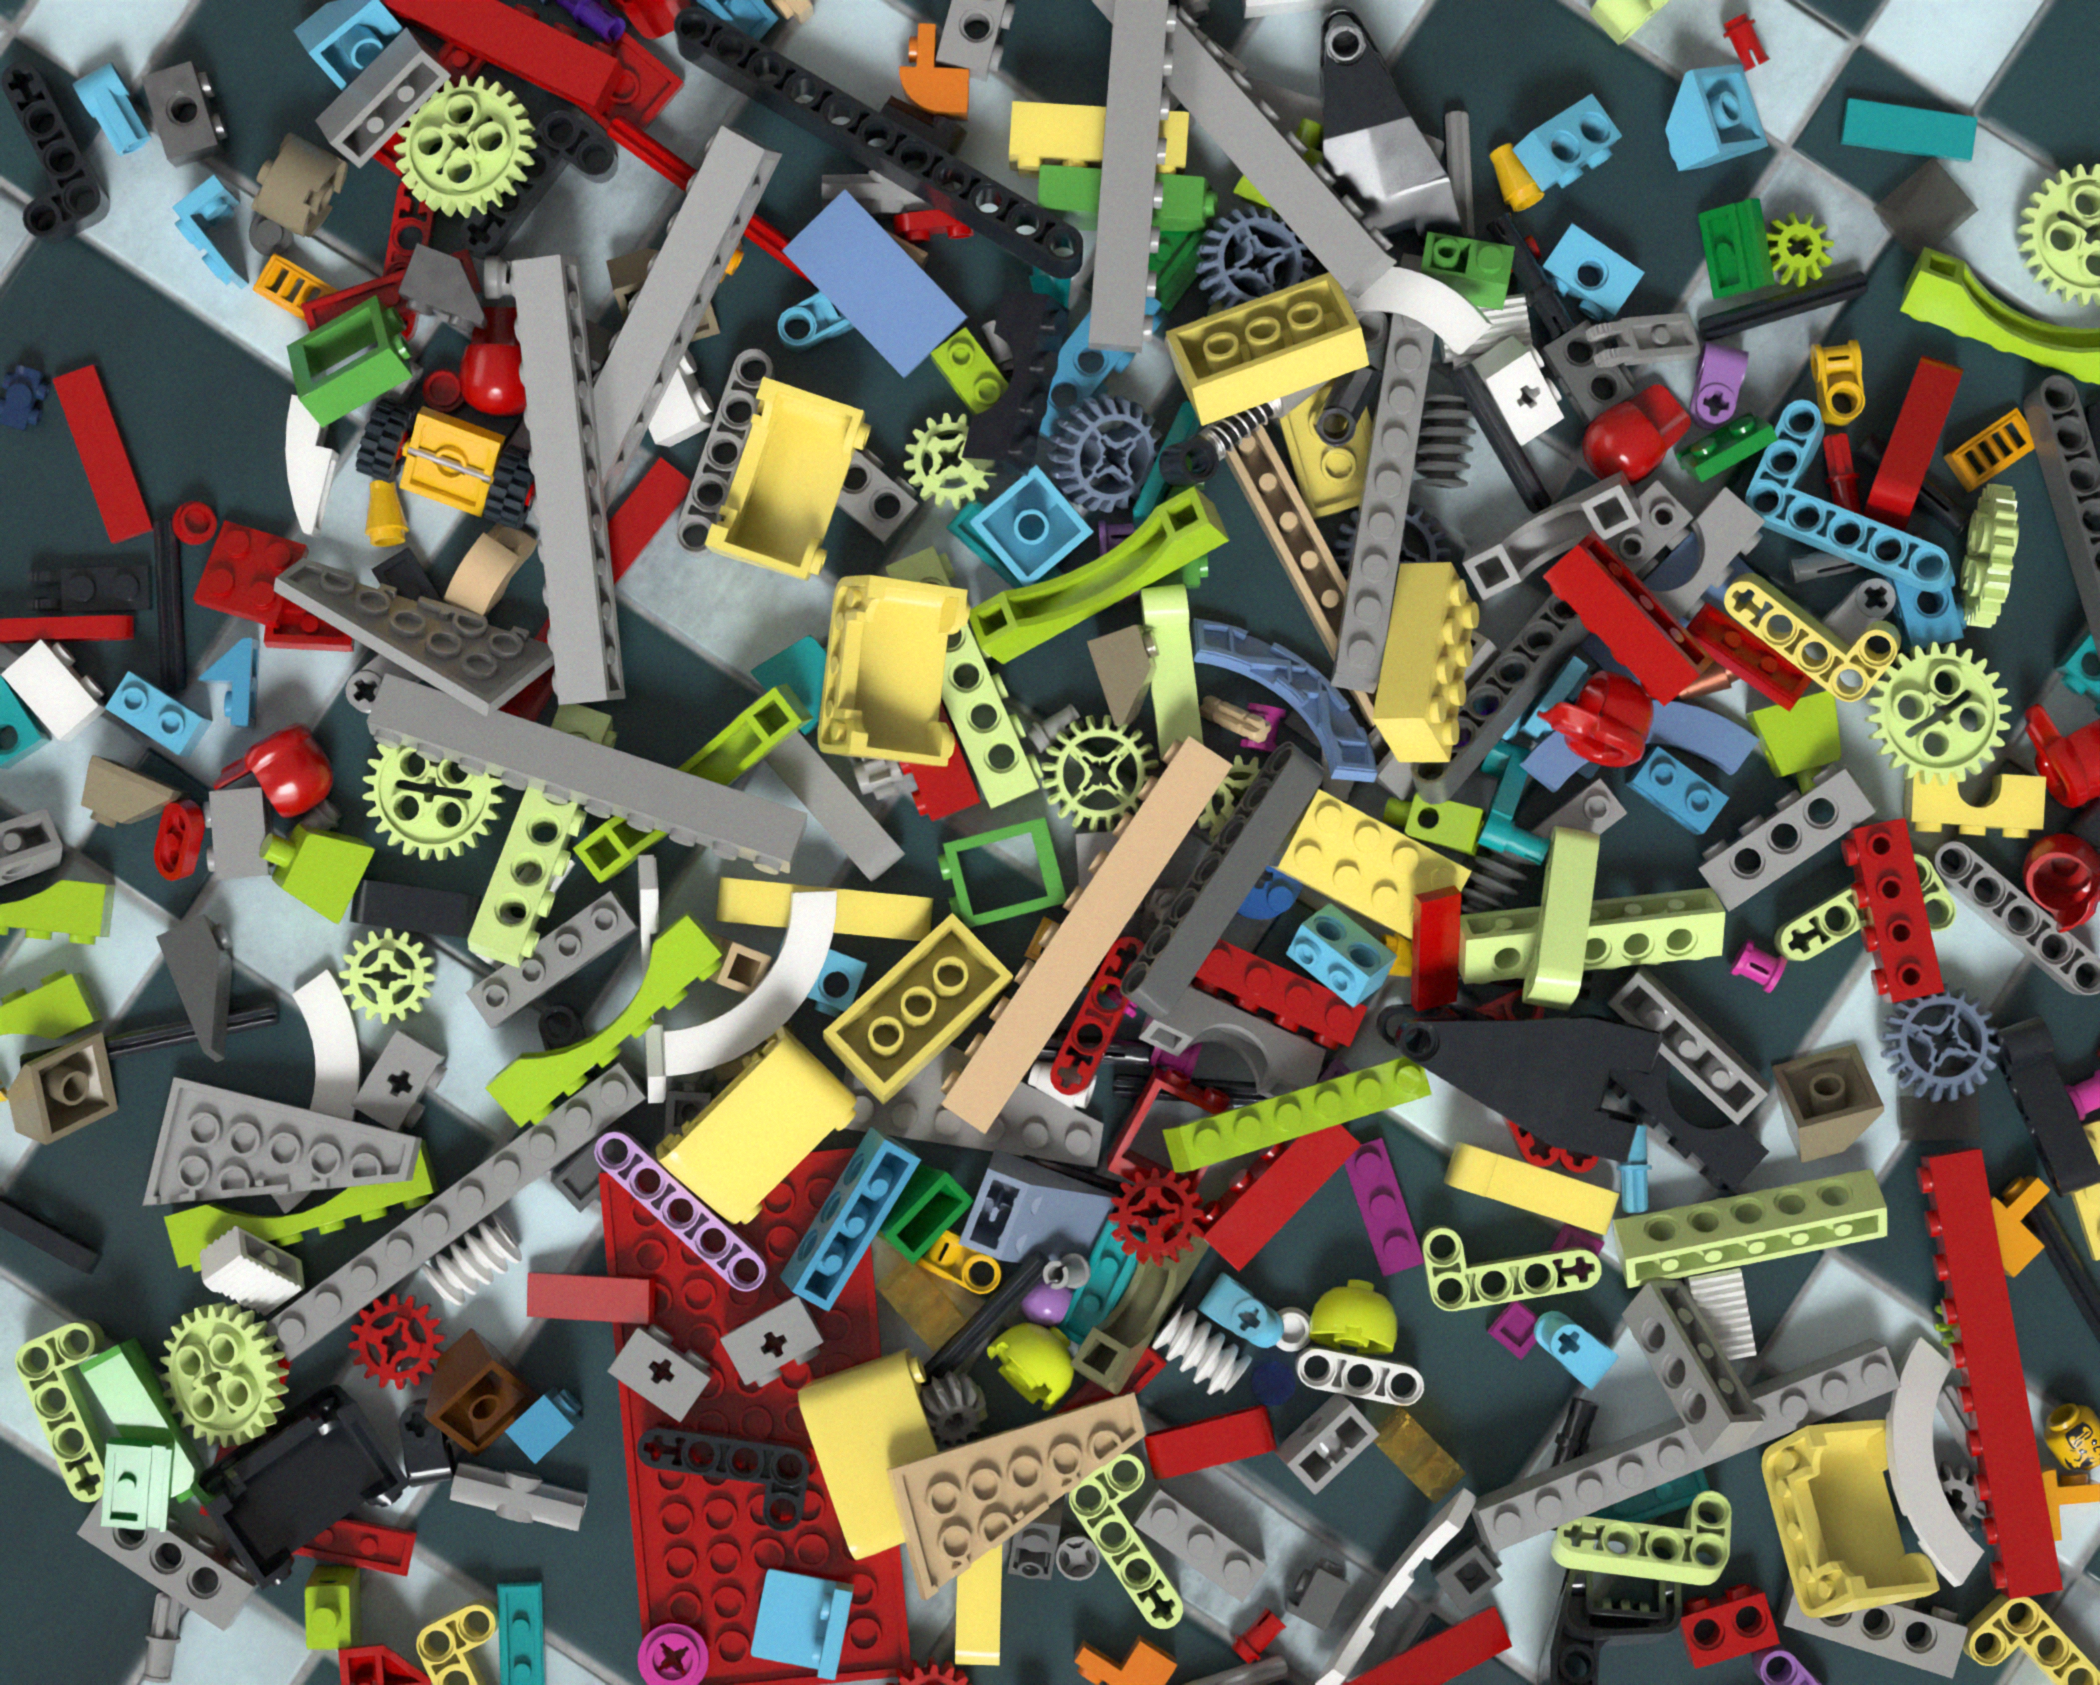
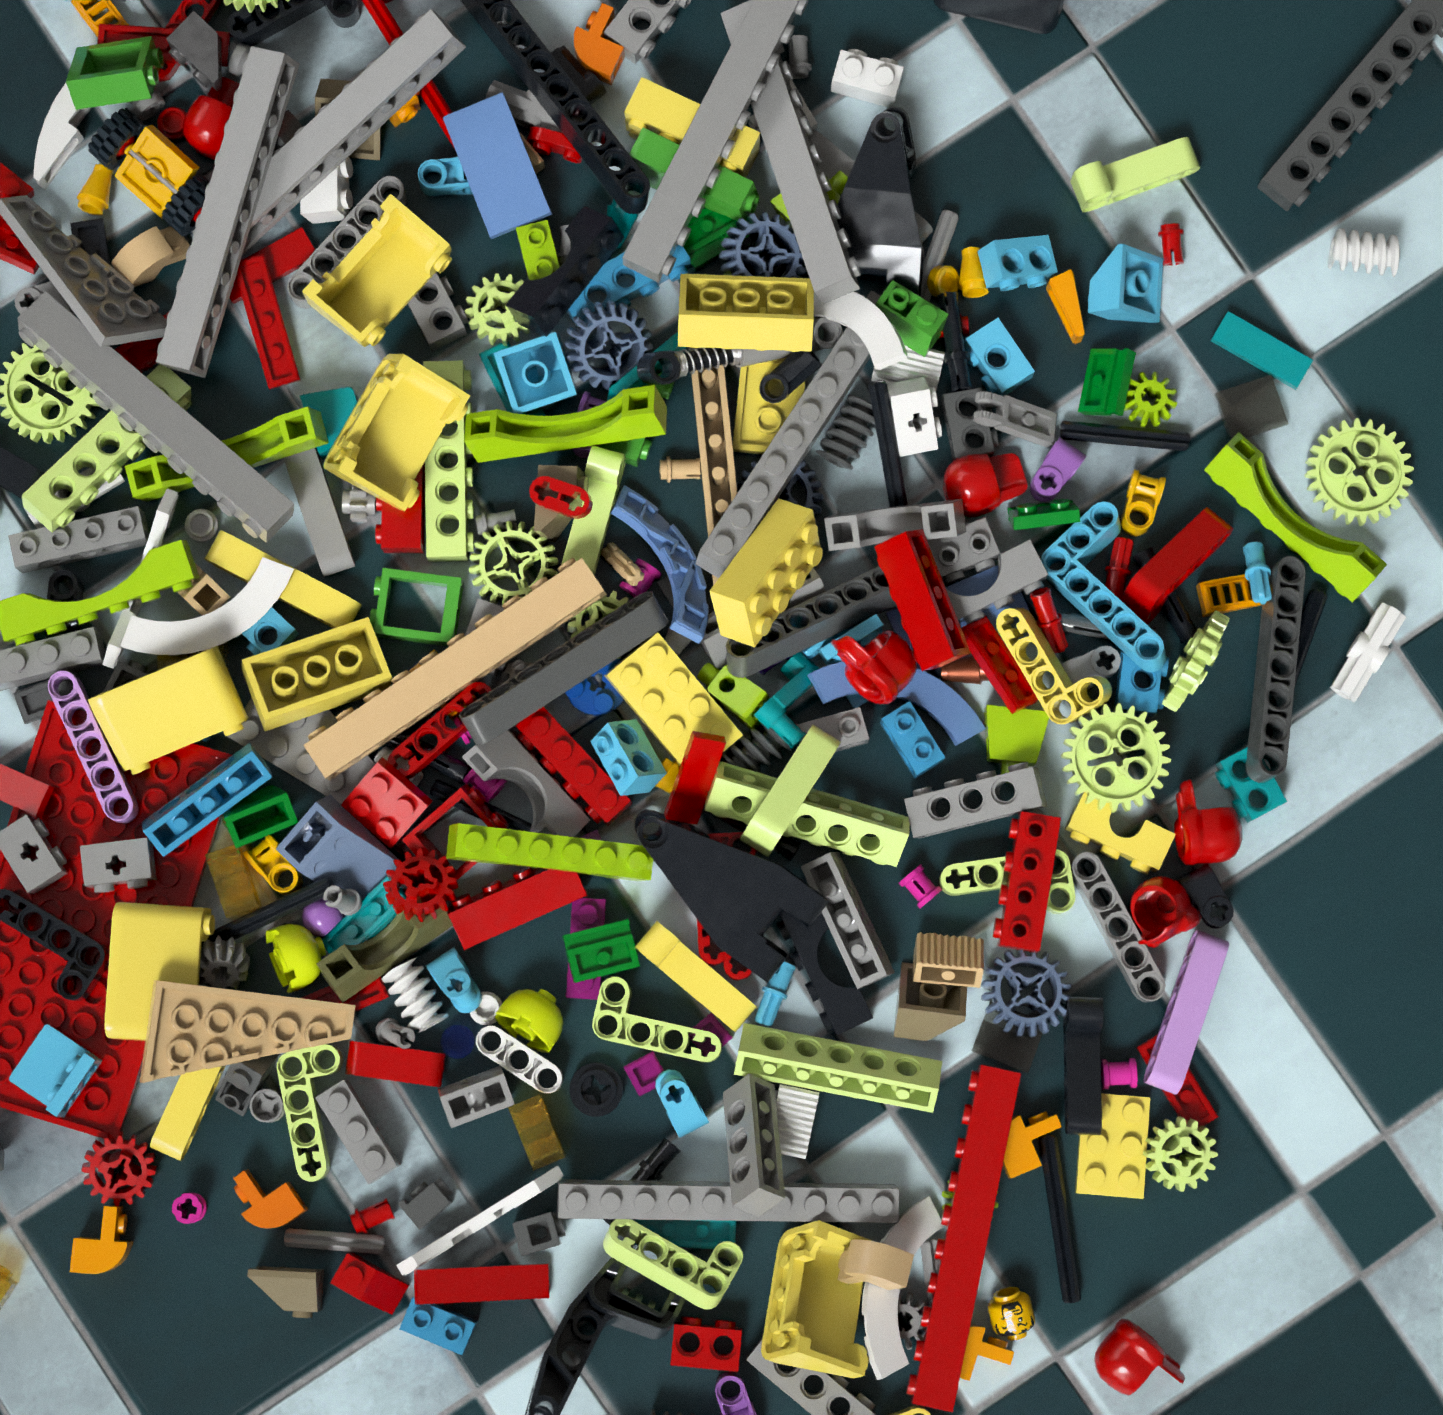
camera: 25 degrees right, 5 degrees down
(668, 595) = (266, 322): none -> red tile
(693, 879) = (201, 525): none -> white plate
(1070, 1132) = (386, 802): none -> plate
(1133, 661) = (562, 489): none -> red beam
(1188, 1406) = (391, 1032): none -> light grey pin
(1253, 570) = (679, 469): none -> tan pin
(1405, 1205) = (600, 951): none -> green plate
(1483, 203) = (943, 280): none -> yellow tile
(1486, 1375) = (582, 1081): none -> black gear
(1644, 166) = (1066, 302): none -> light orange slope
(1785, 574) = (1049, 619): none -> red axle
(1830, 1042) = (948, 960): none -> tan brick
(1896, 1451) = (875, 1264): none -> tan brick
(2016, 412) = (1257, 572): none -> medium azure axle

